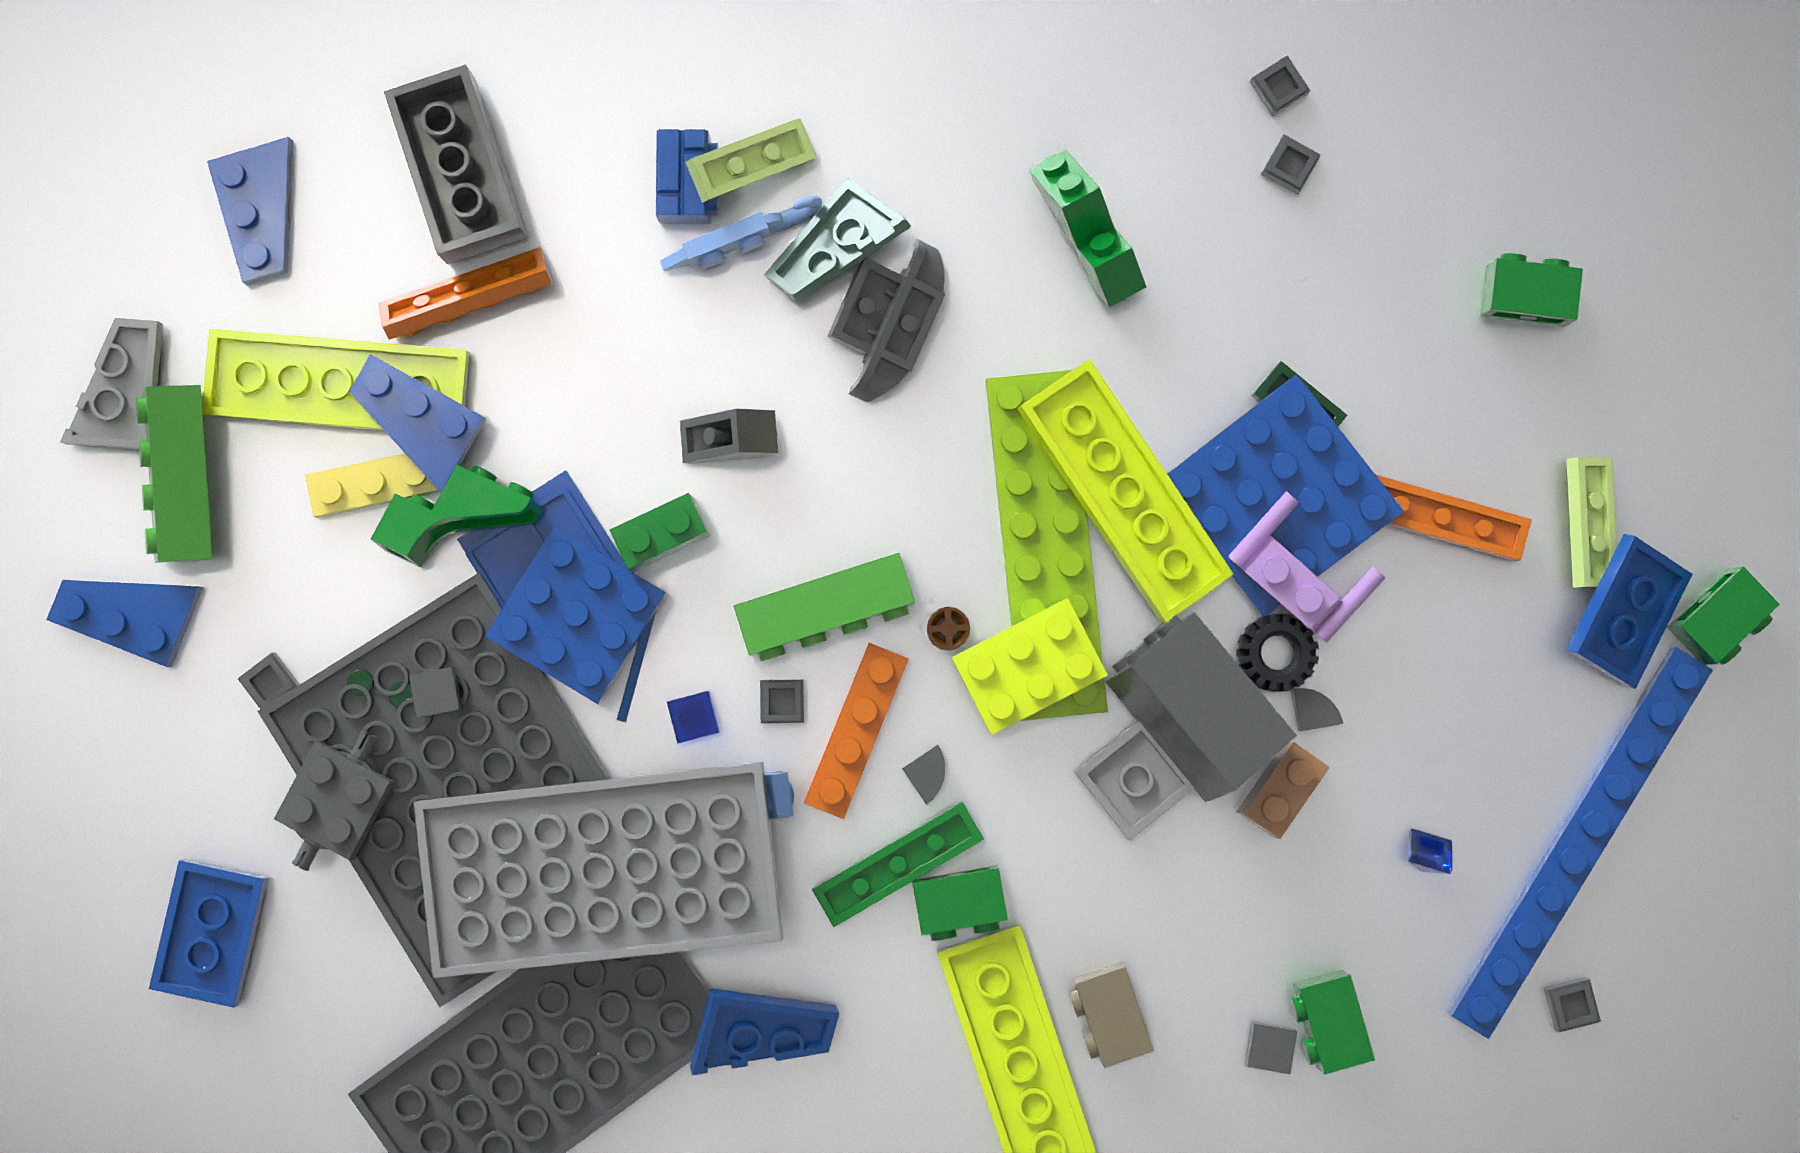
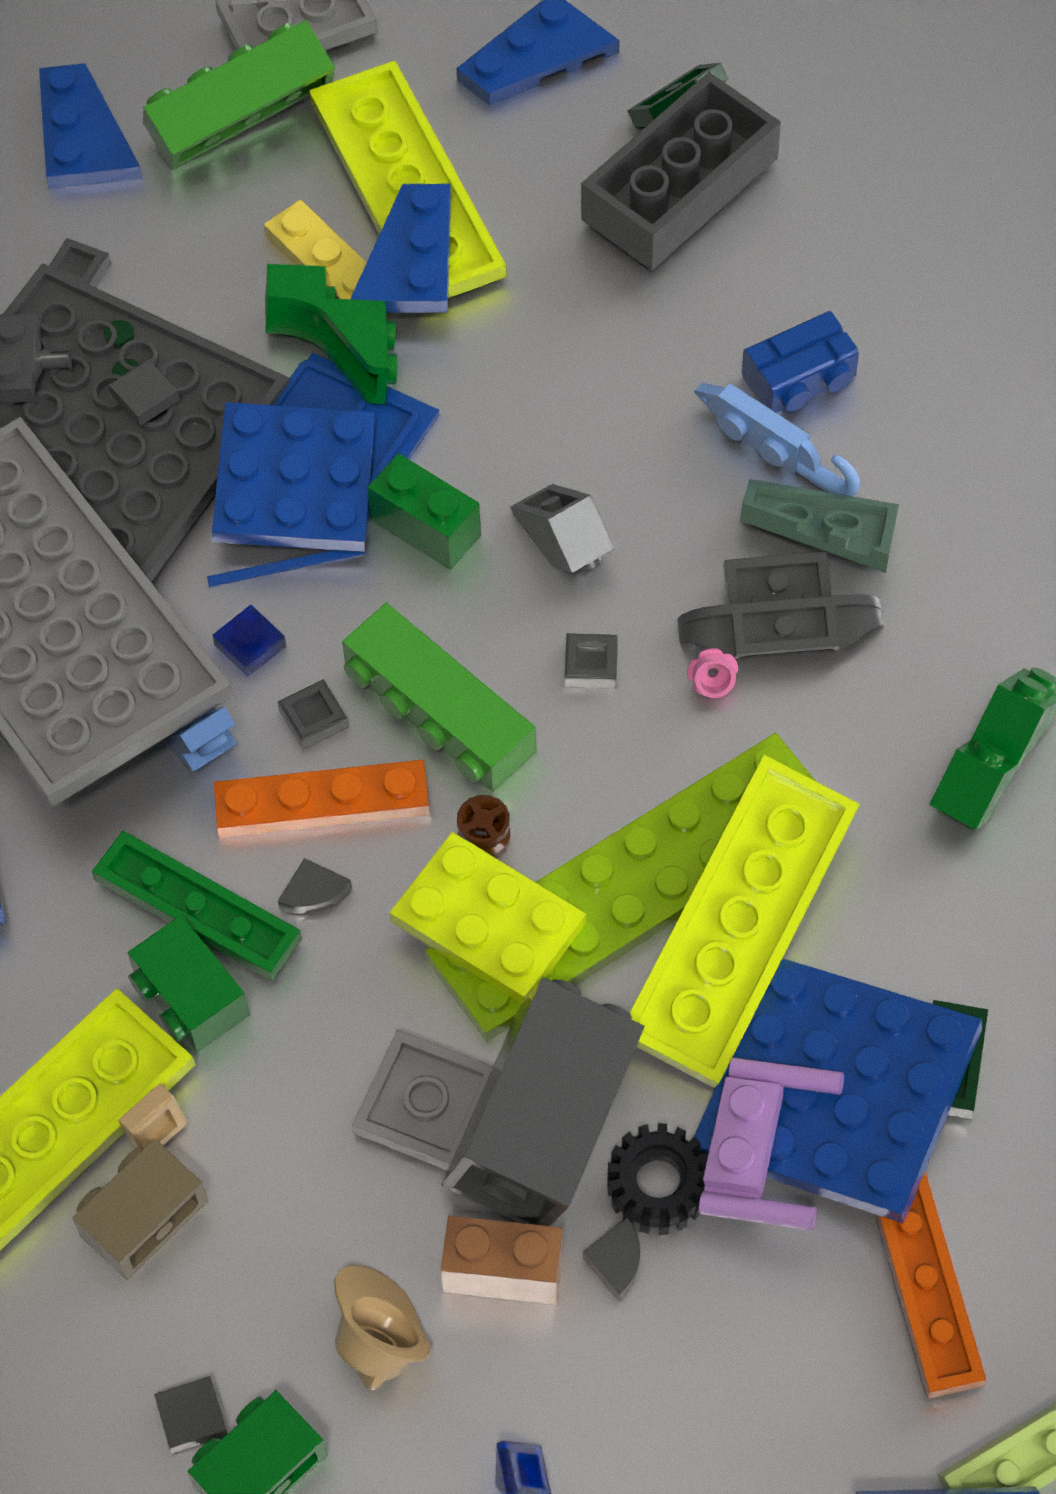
camera: 65 degrees right, 25 degrees down
(373, 122) = (654, 105): none -> dark green plate
(464, 293) = (550, 234): orange plate -> none
(750, 160) = (855, 403): yellowish green plate -> none
(849, 475) = (591, 660): none -> dark grey tile
(914, 395) = (716, 685): none -> bright pink plate
(1053, 975) = (153, 1117): none -> tan tile
(1284, 894) = (377, 1325): none -> tan piece

